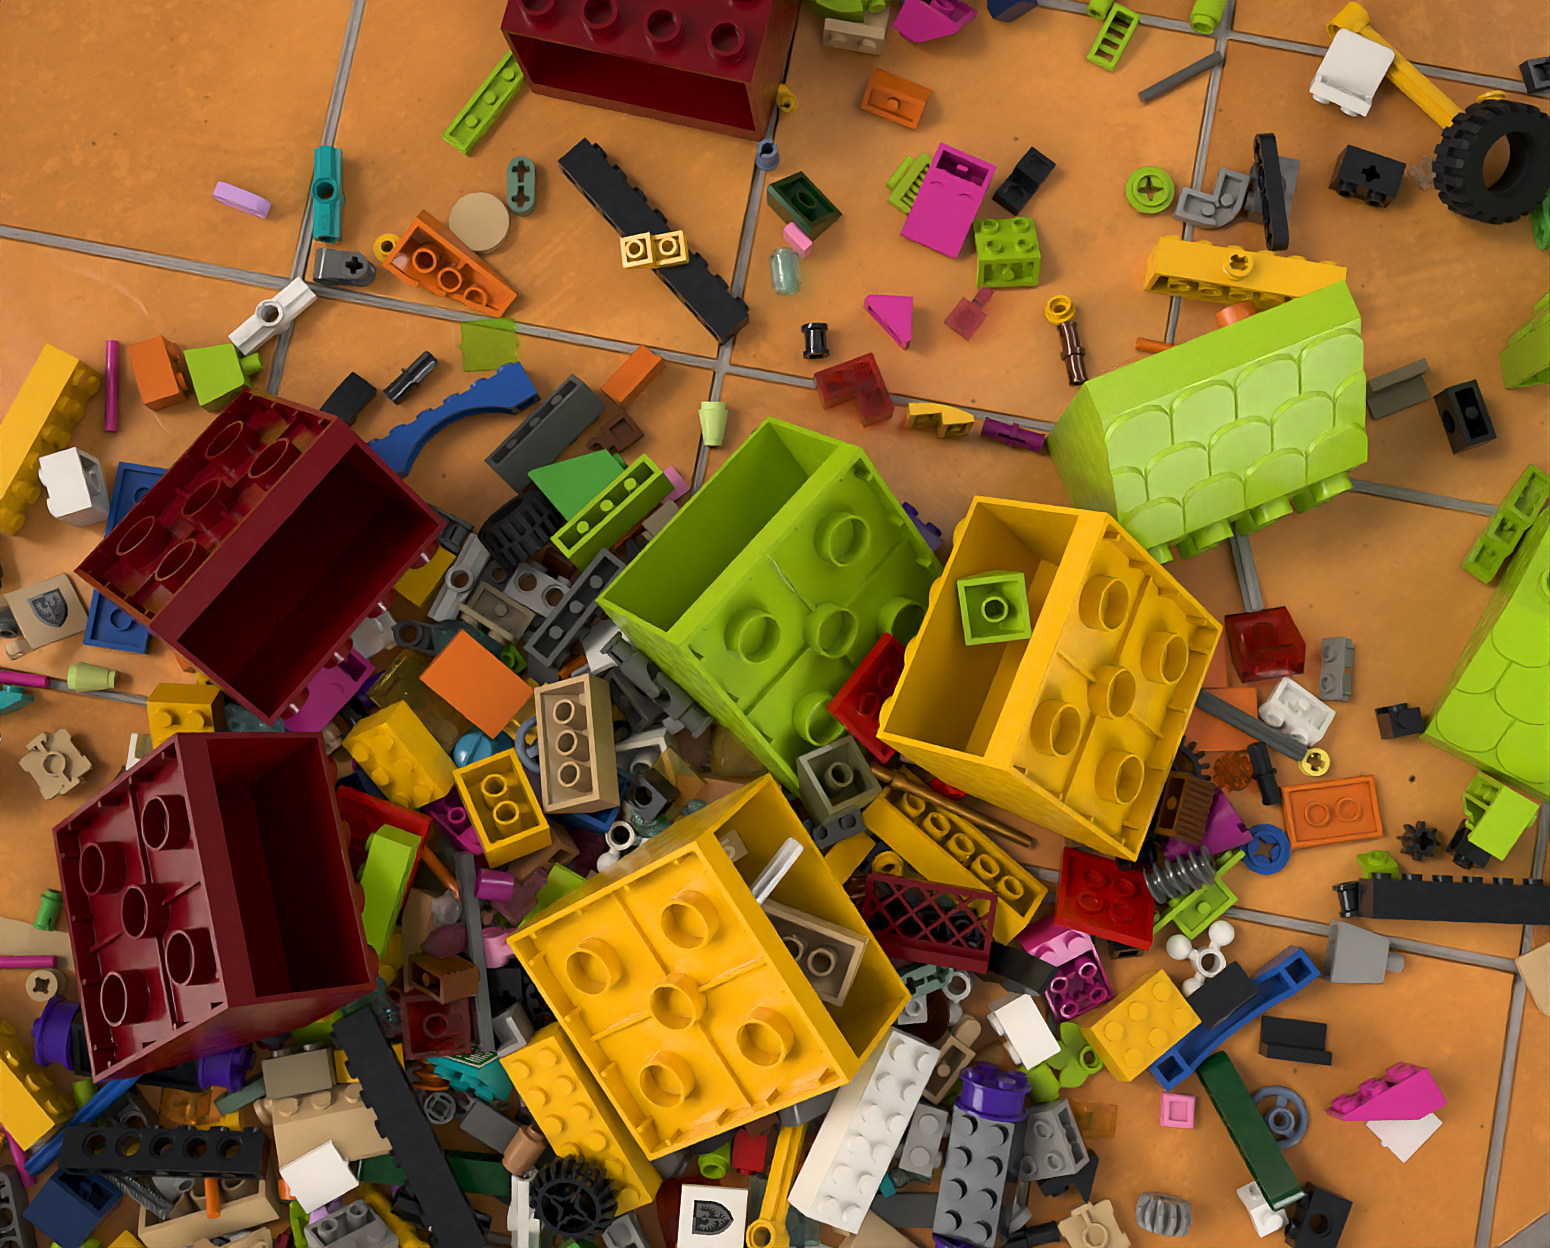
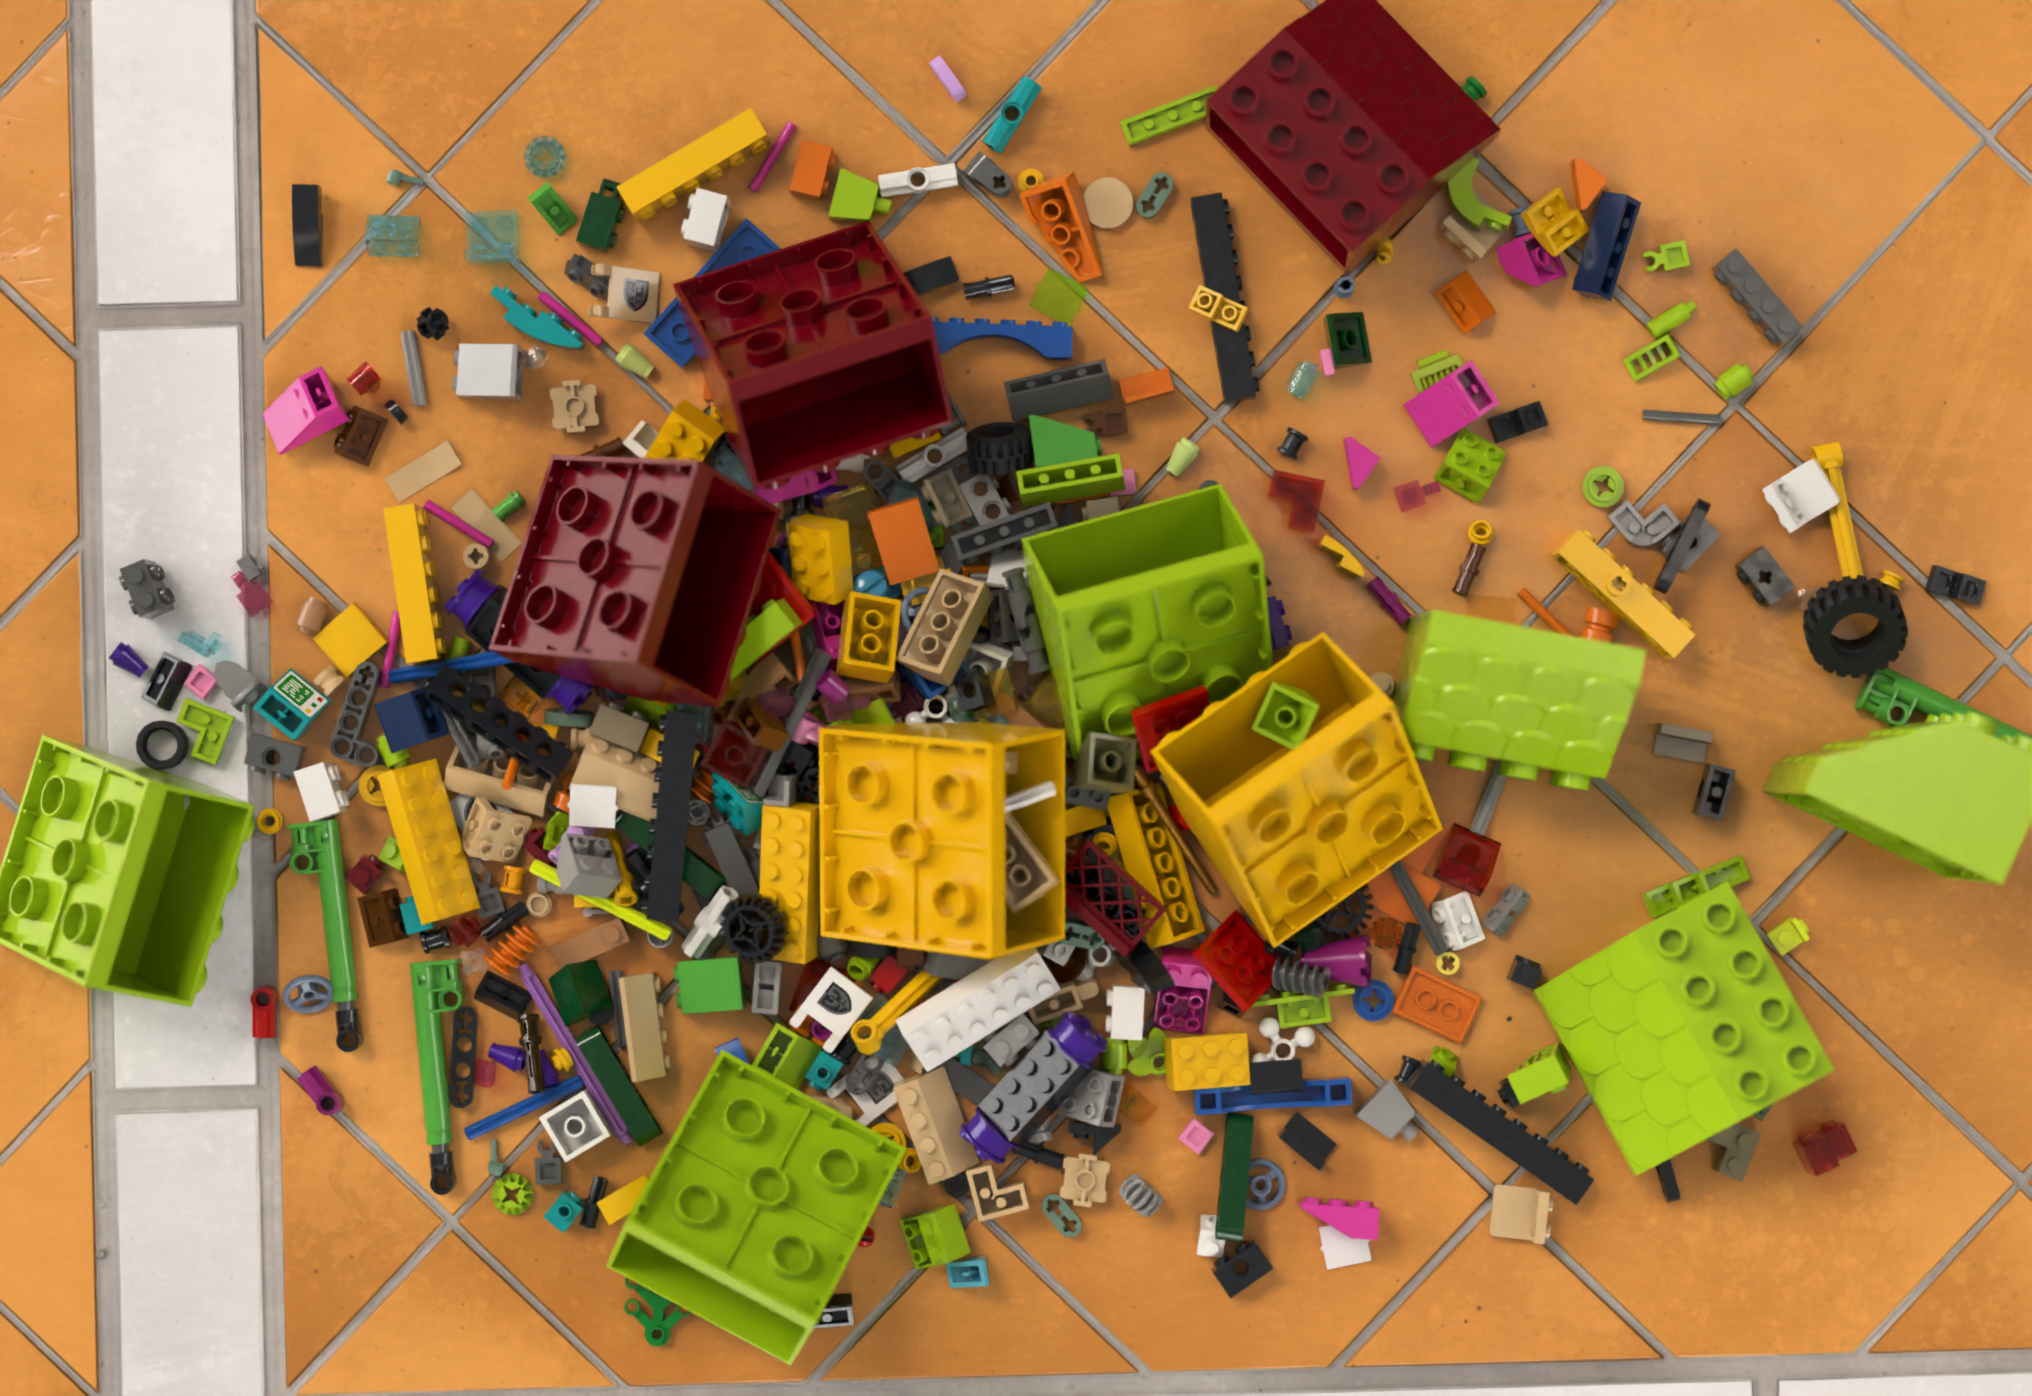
camera: 30 degrees right, 5 degrees up
(446, 908) = (789, 682): clear plate -> none
(524, 1149) = (740, 875): medium nougat brick -> none
(1185, 808) = (1332, 934): reddish brown brick -> none
(1427, 836) = (1489, 1060): black gear -> none

